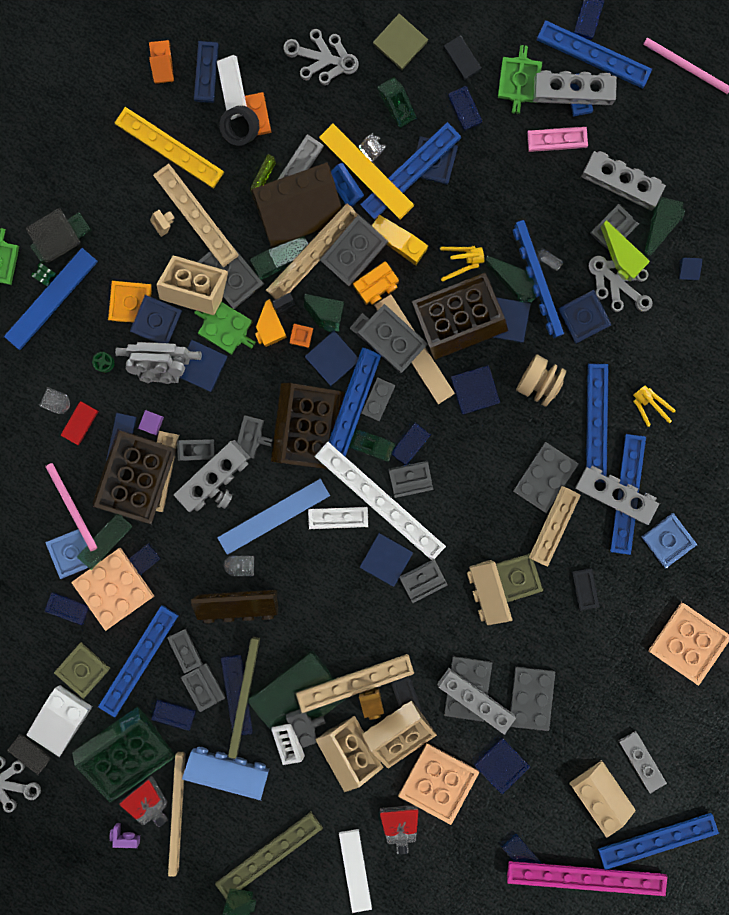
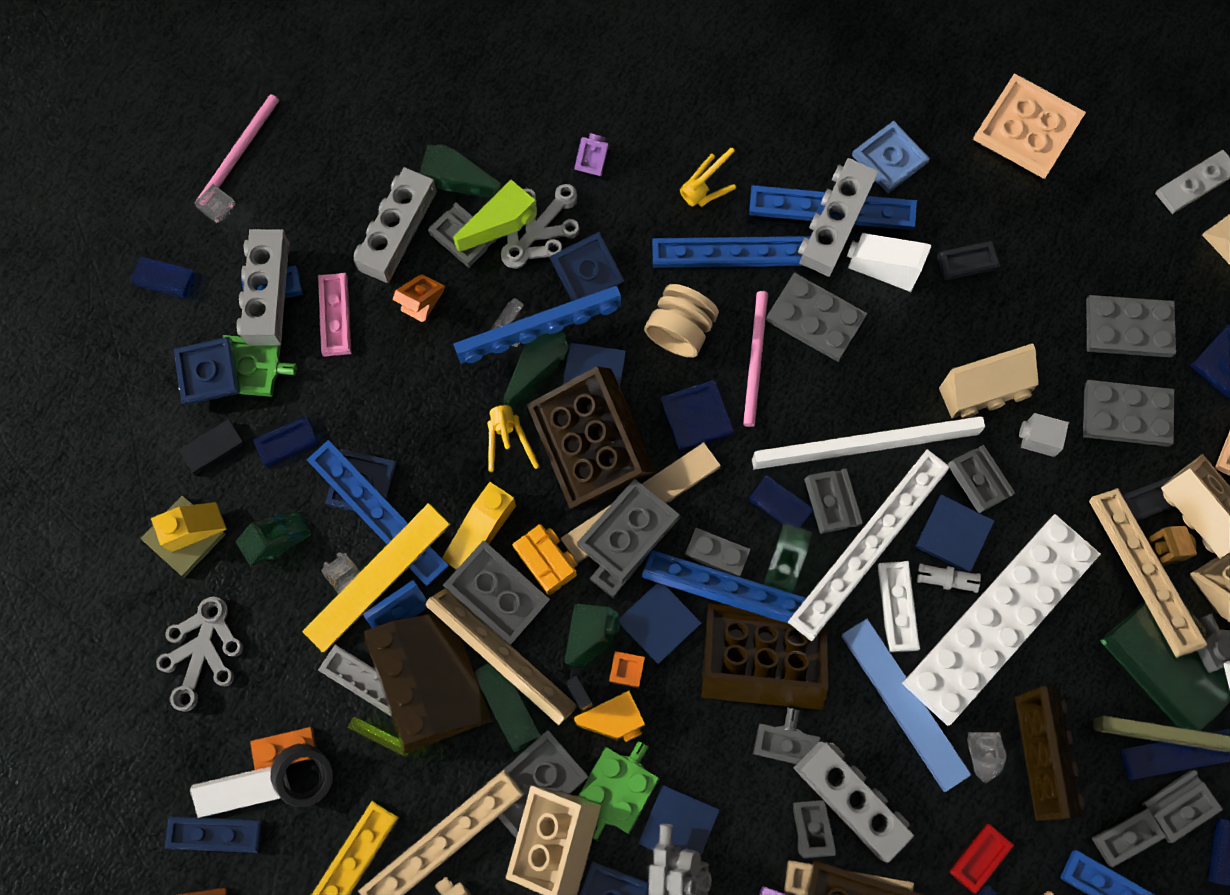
camera: 85 degrees left, 15 degrees down
(175, 556) = (981, 858): none -> red tile
(223, 499) = (886, 783): light grey plate -> none
(327, 585) = (1000, 620): none -> white plate
(355, 552) = (948, 578): none -> light grey pin
(405, 44) = (188, 525): none -> yellow slope
(450, 504) = (867, 442): none -> white tile
(453, 626) = (1043, 434): none -> light grey brick
(476, 701) = (1150, 394): light grey brick -> none
(514, 51) = (206, 371): none -> dark blue tile
(516, 433) = (755, 359): none -> bright pink piece
(519, 577) = (959, 344): olive tile -> none
(554, 526) = (885, 301): tan plate -> none
(568, 198) = (419, 296): none -> orange slope
(585, 529) = (889, 259): none -> white slope
(594, 54) = (214, 271): blue tile -> none
(642, 51) = (215, 203): none -> clear tile
(675, 323) = (592, 154): none -> medium lavender bracket
(690, 268) = (517, 139): dark blue slope -> none

